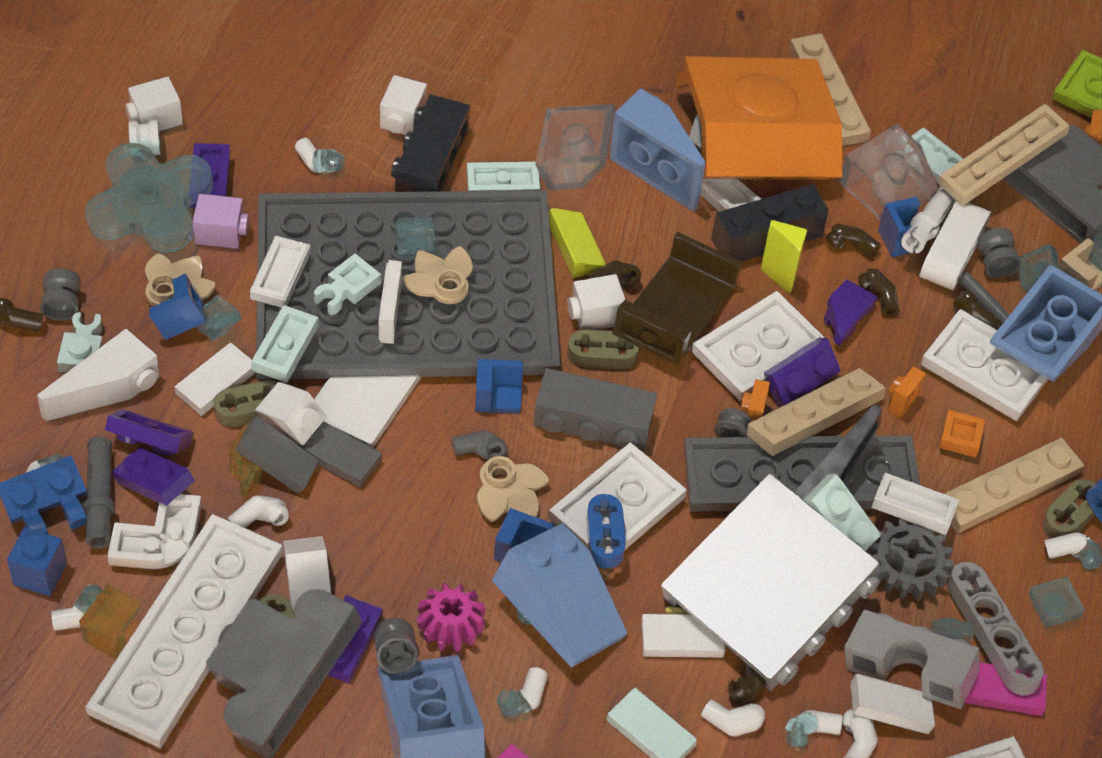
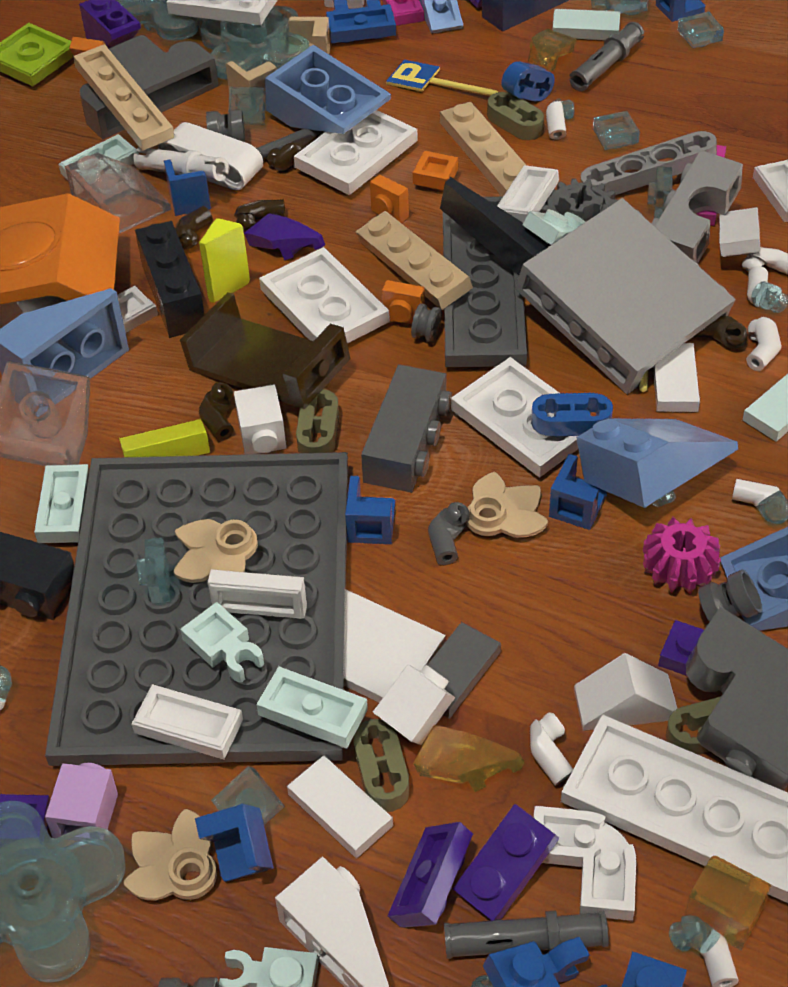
camera: 80 degrees left, 5 degrees down
(277, 454) = (473, 721): dark grey tile -> none
(802, 371) = (353, 259): dark purple plate -> none

